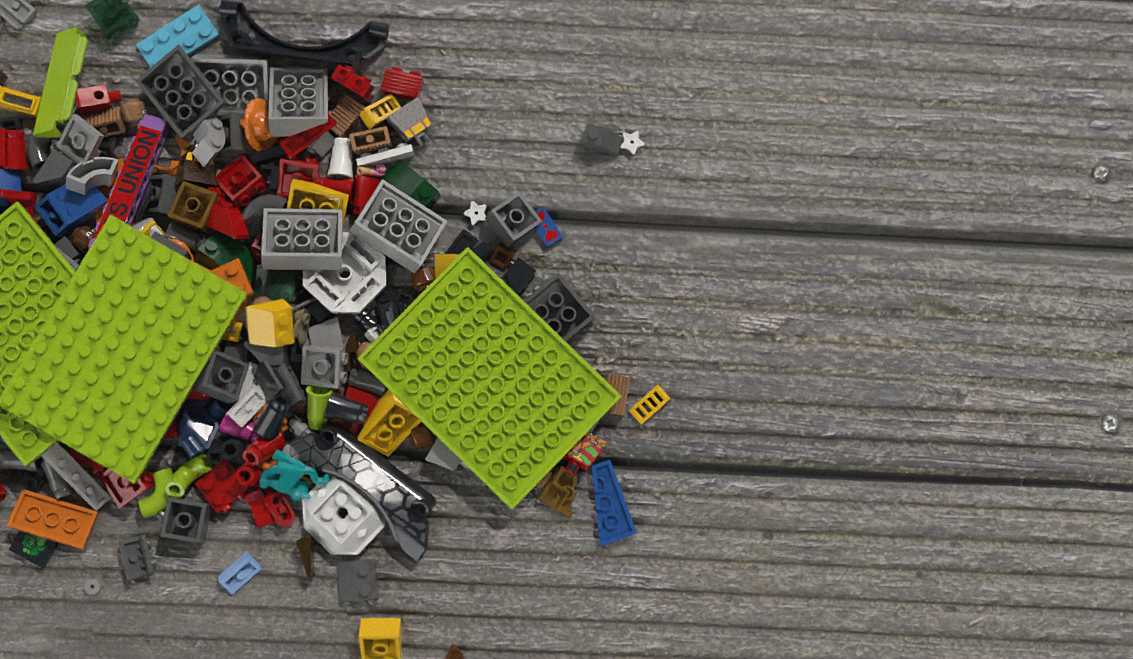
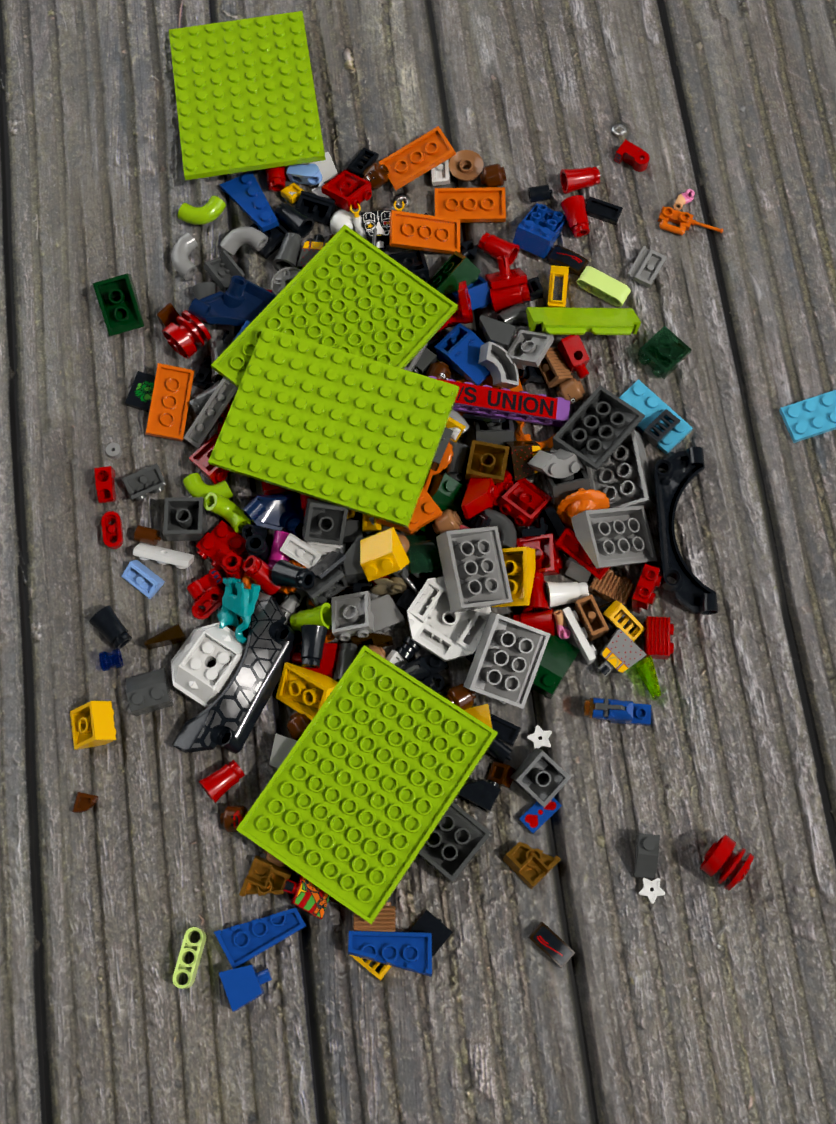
camera: 85 degrees right, 10 degrees down
(25, 56) = (603, 286): none -> yellowish green beam
(129, 598) = (105, 484): none -> red leg
(181, 597) = (112, 531): none -> red plate
(194, 561) = (147, 535): none -> reddish brown piece
(199, 45) = (654, 439): none -> black slope
(220, 547) = (163, 555): none -> white tile
(249, 257) = (447, 522): none -> medium nougat head
(285, 610) = (111, 627): none -> black plant
(318, 614) = (111, 660): none -> clear blue wheel
(435, 101) = (648, 675): none -> clear neon green slope
(460, 519) = (221, 780): none -> red plant
(465, 136) = (618, 711): none -> blue plate
(498, 512) = (232, 817): none -> reddish brown head
(589, 245) = (530, 863): none -> pearl gold slope
(621, 69) = (723, 860): none -> red wheel
(629, 575) = (181, 965): none -> yellowish green beam
(636, 349) = (430, 924): none -> black piece
(646, 377) = (398, 949): none -> blue wing
(652, 524) = (244, 985): none -> blue torso
(664, 240) = (551, 944): none -> black slope

